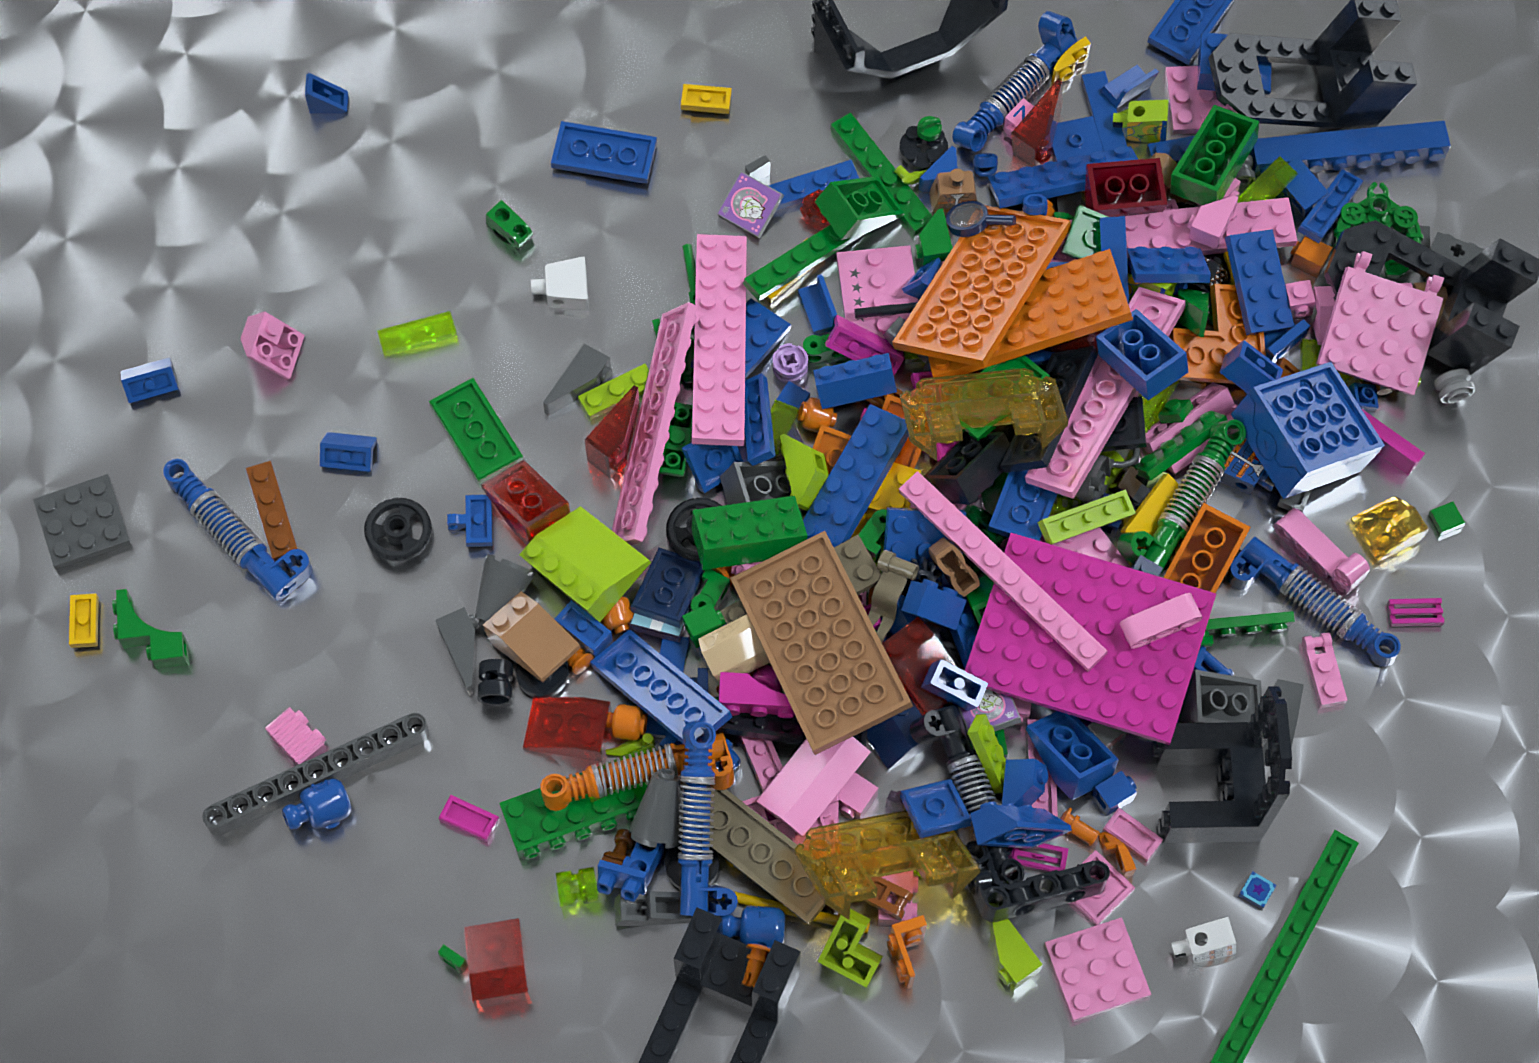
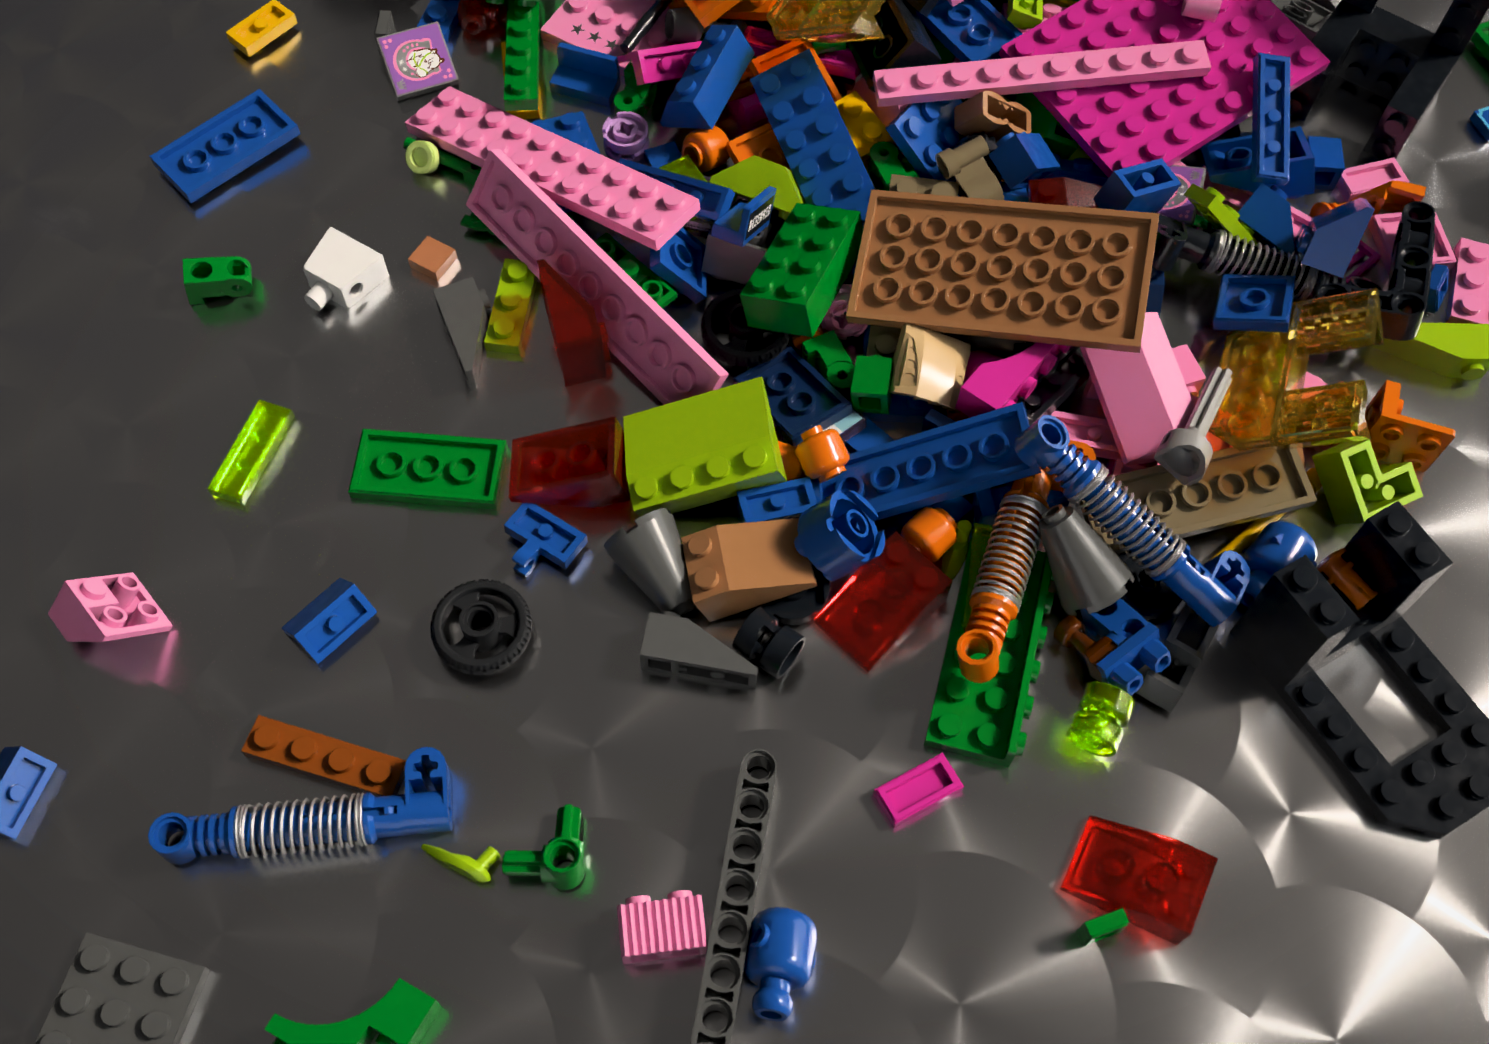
camera: 55 degrees left, 5 degrees down
(263, 616) = (464, 864): none -> lime bar
(292, 657) = (562, 847): none -> green axle
(580, 671) = (839, 534): none -> blue brick
(616, 324) = (432, 258): none -> nougat tile
(629, 628) = (822, 454): none -> orange head
(680, 263) = (422, 157): none -> yellowish green tile
(762, 475) = (745, 219): none -> blue panel
(774, 824) = (1186, 450): none -> light grey piece
(1057, 920) = (1438, 288): none -> blue tile
(1084, 732) = (1271, 119): none -> blue tile

